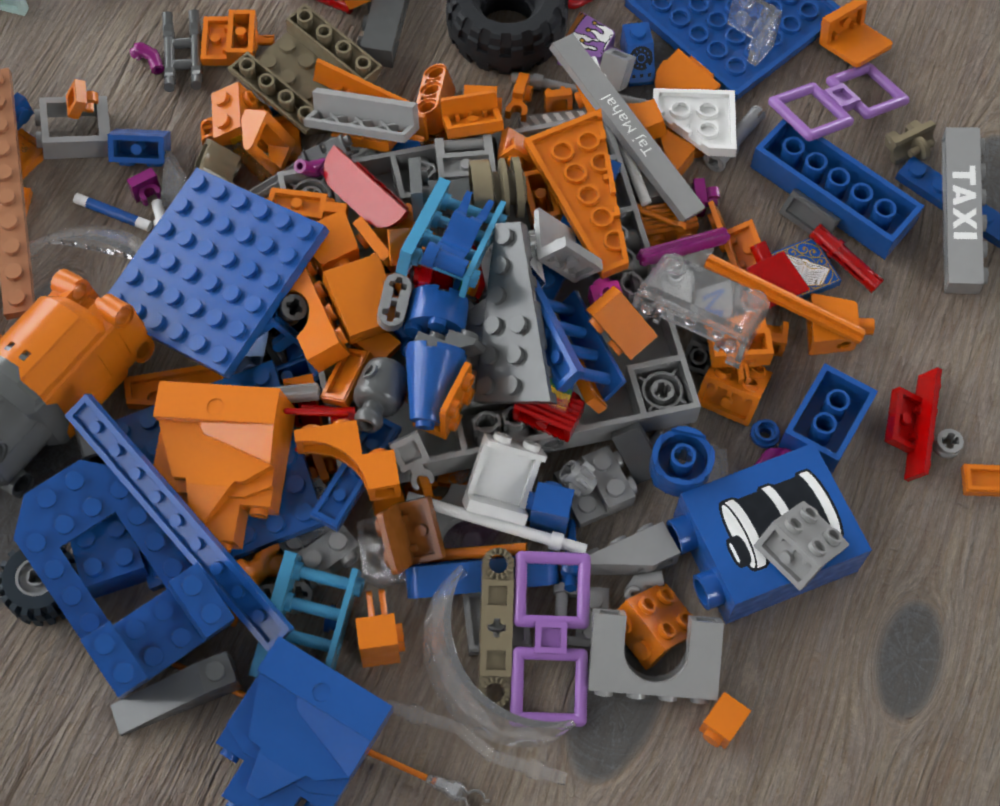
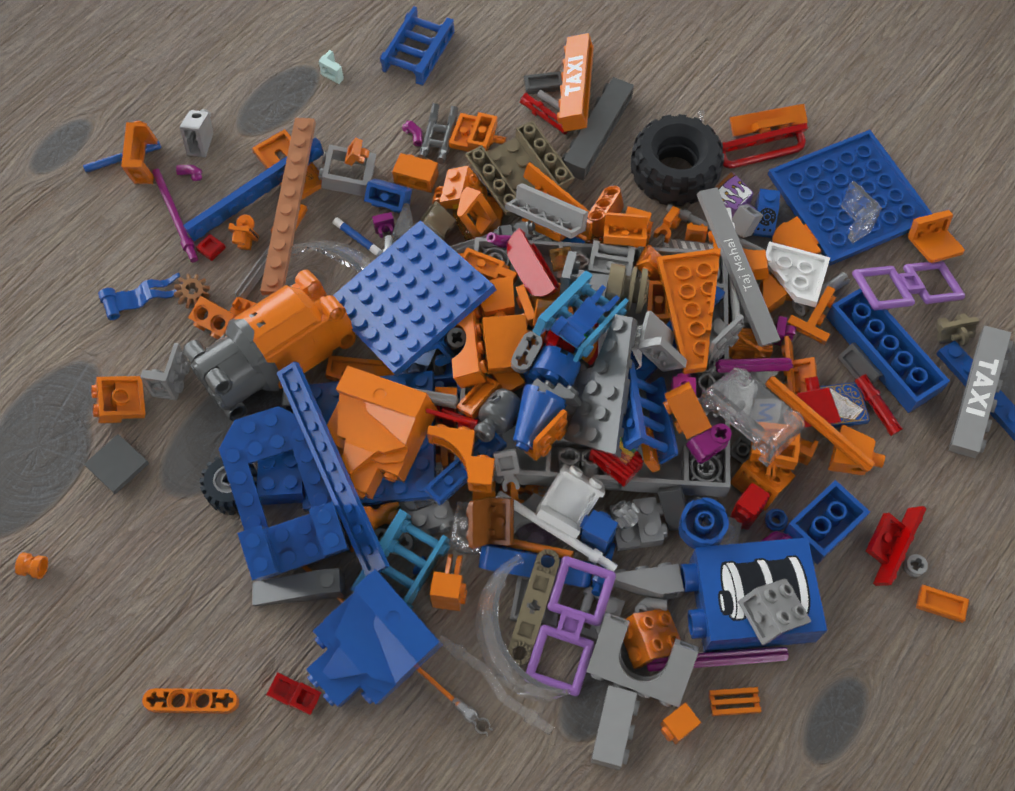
camera: 20 degrees right, 0 degrees up
(167, 108) = (415, 172): none -> orange brick
(397, 172) = (558, 257): none -> clear orange plate
(637, 218) = (723, 336): none -> light grey bracket
(645, 751) = (615, 728): none -> light grey brick
(659, 357) = (707, 445): none -> magenta piece
(730, 423) = (750, 506): none -> red brick
(735, 185) = (809, 328): none -> orange bracket
(760, 621) = (732, 657): none -> magenta axle
(805, 663) = (735, 711): none -> orange tile

